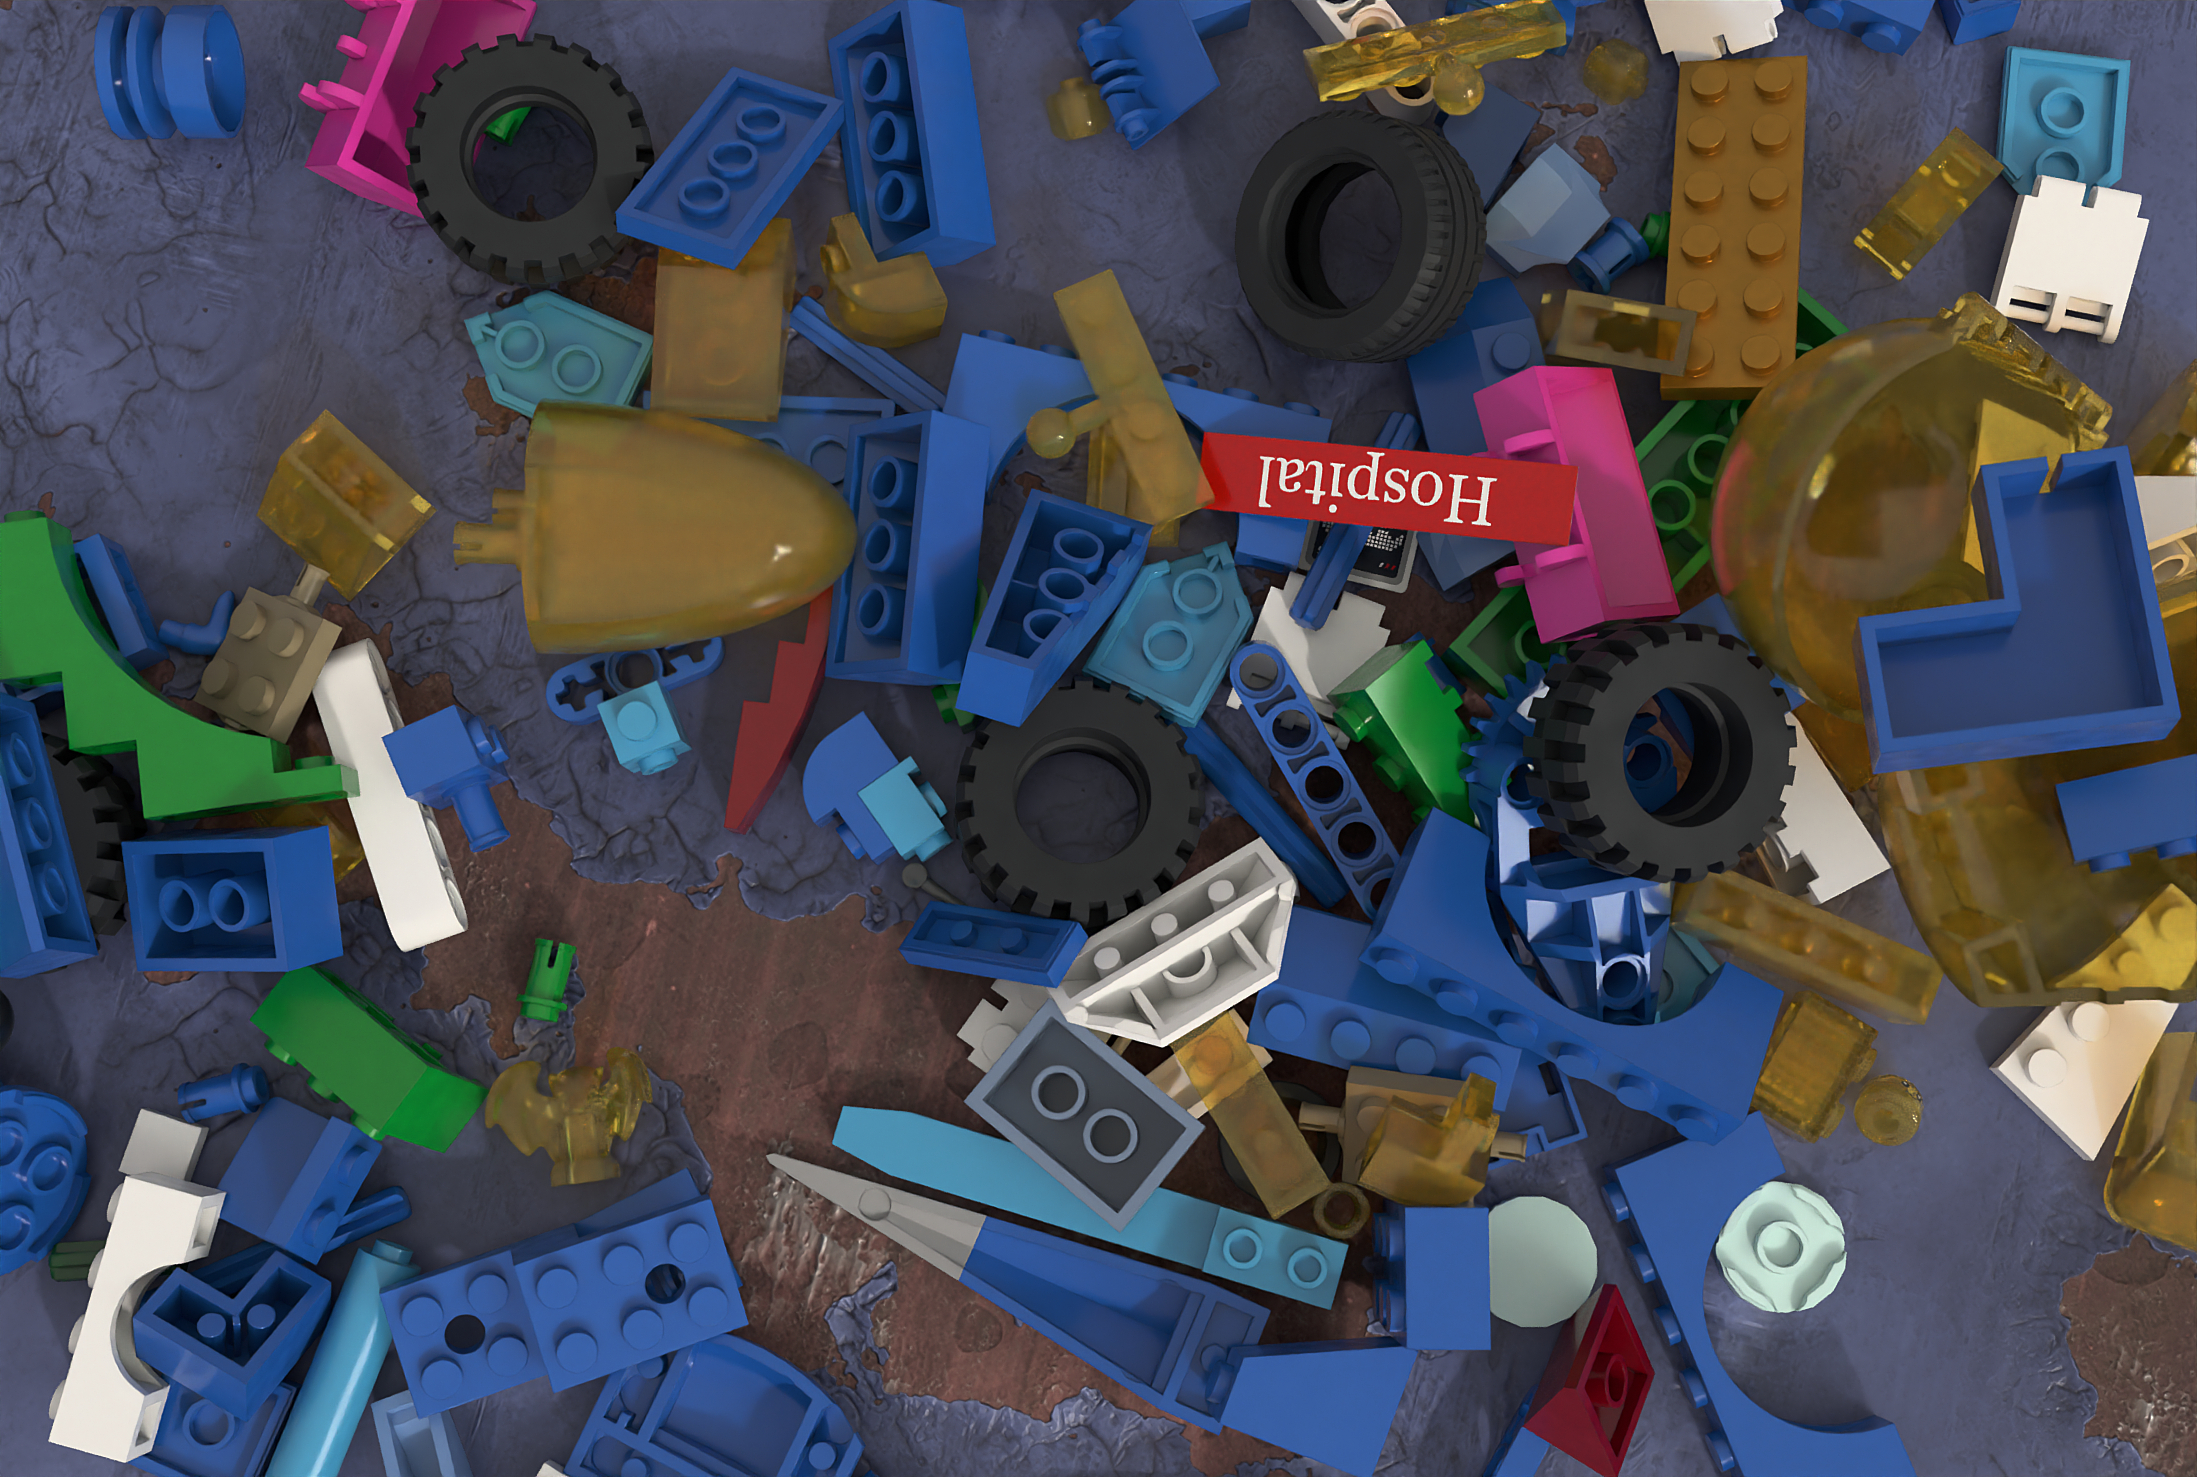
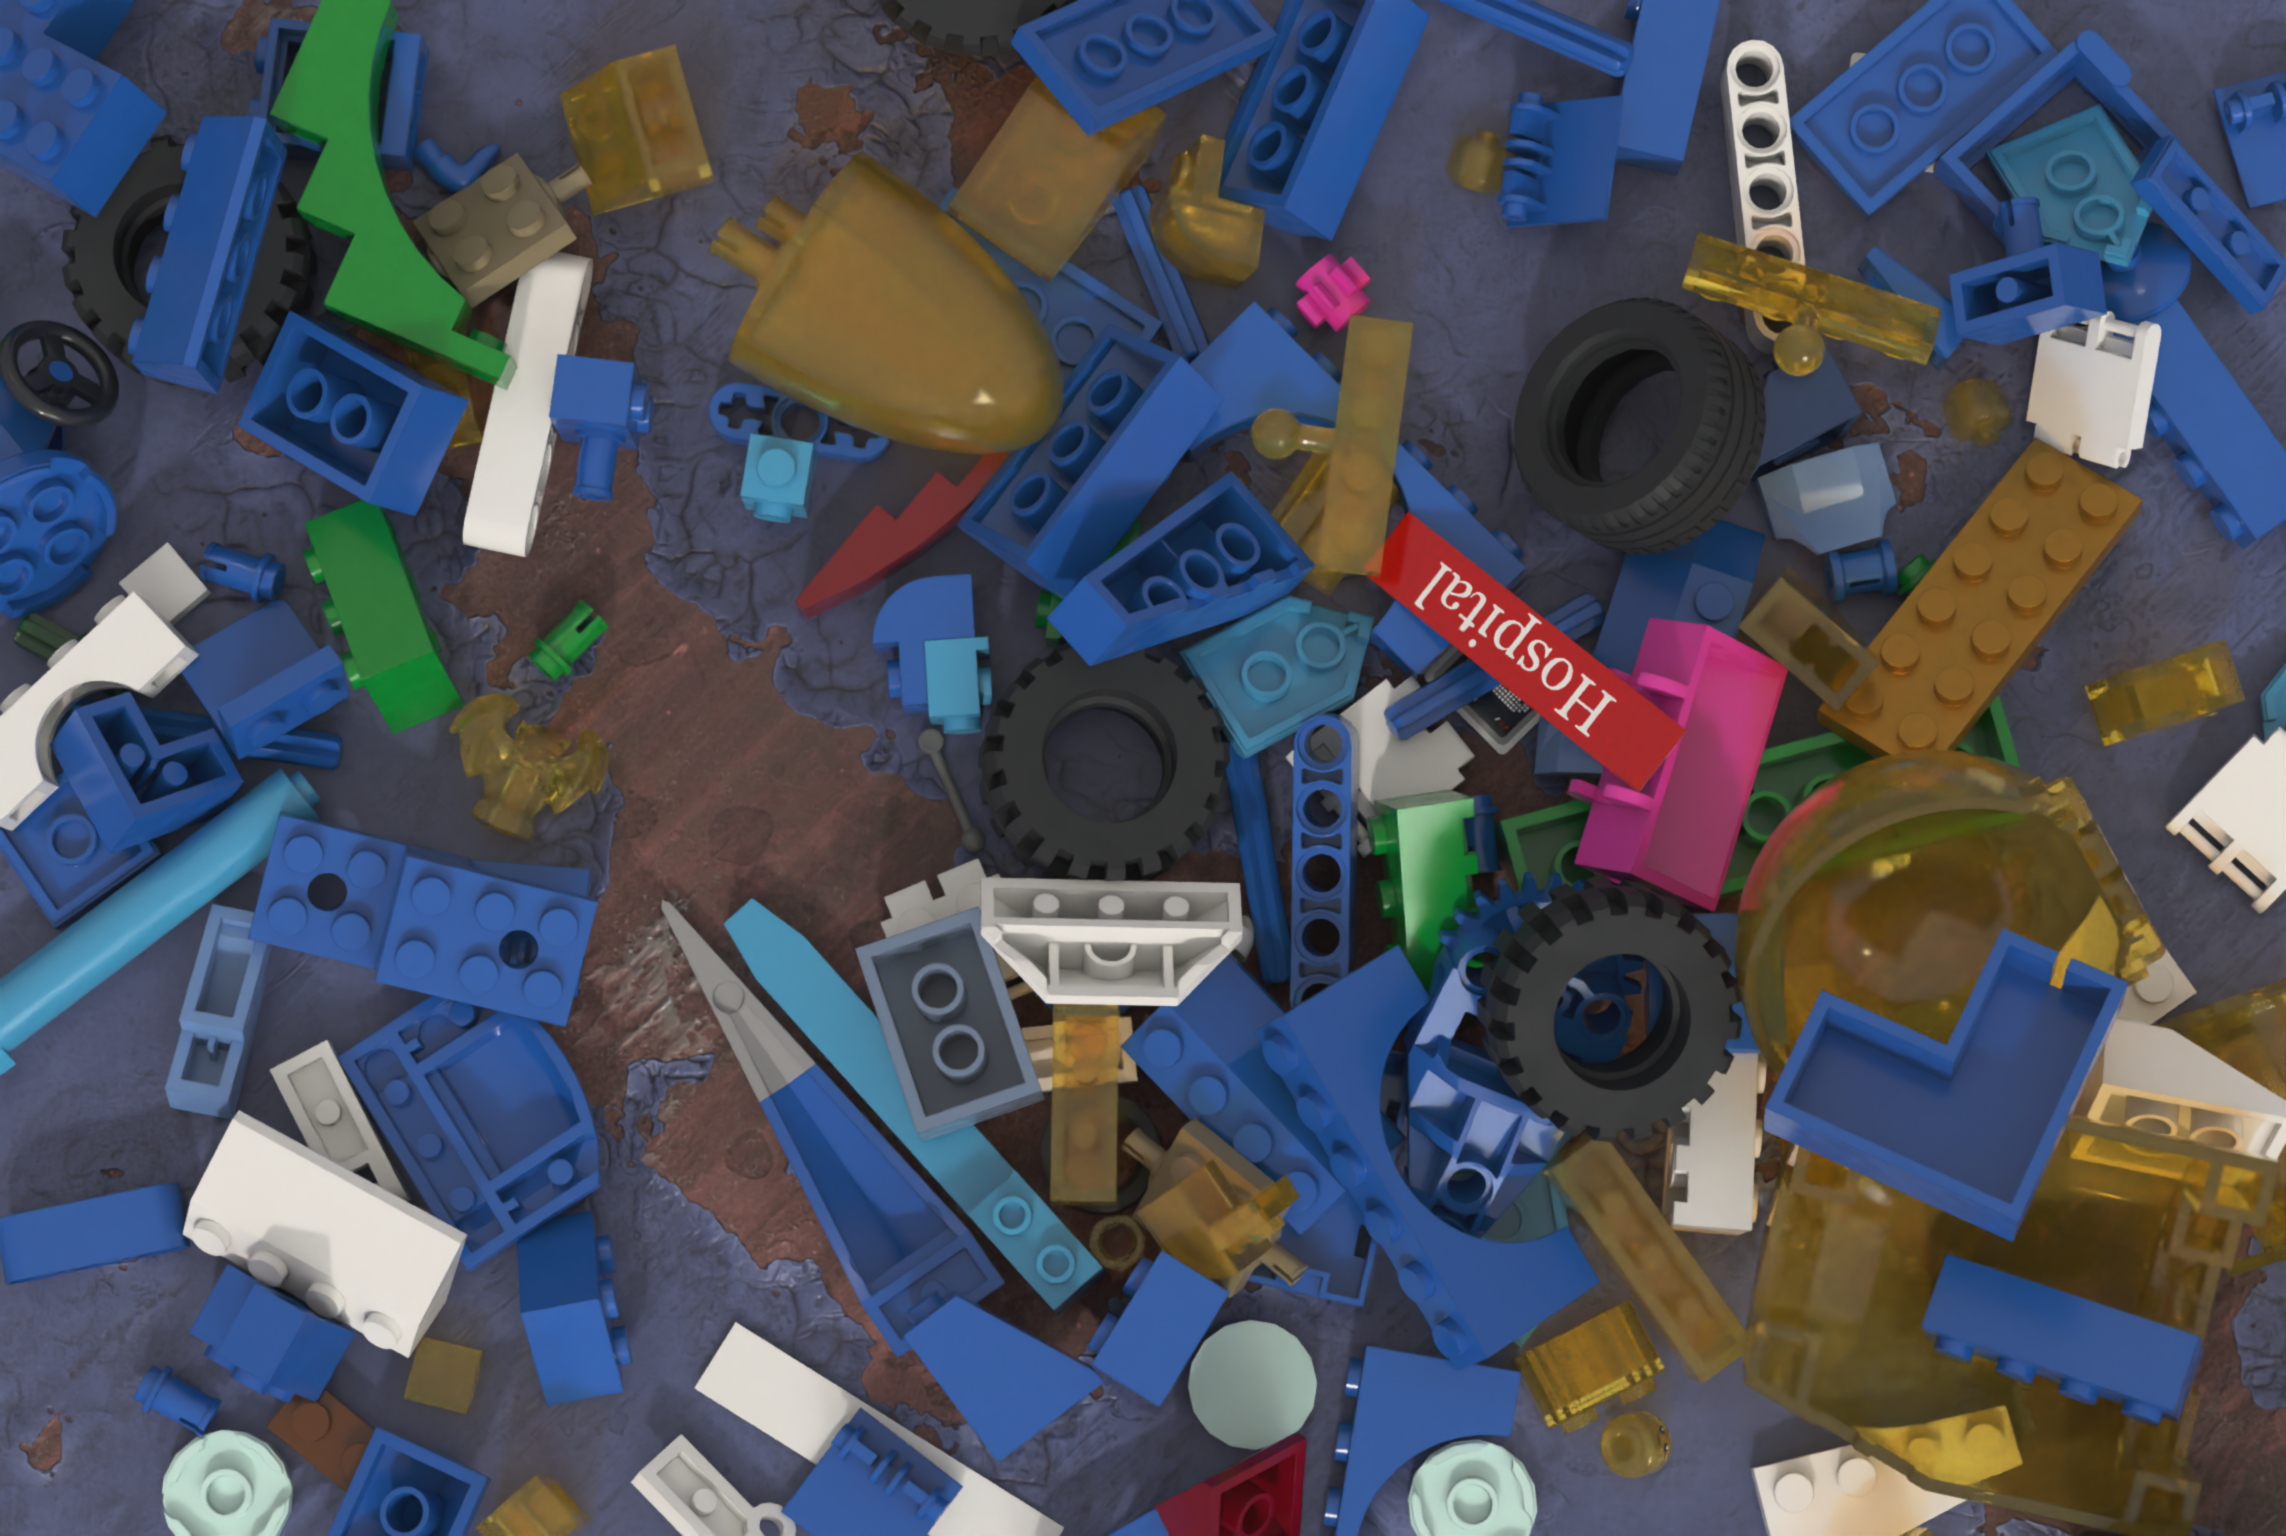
camera: 30 degrees right, 0 degrees up
(559, 352) = (899, 111): dark azure tile -> none
(994, 943) = (960, 835): blue tile -> none
(1023, 288) = (1333, 292): none -> dark pink gear

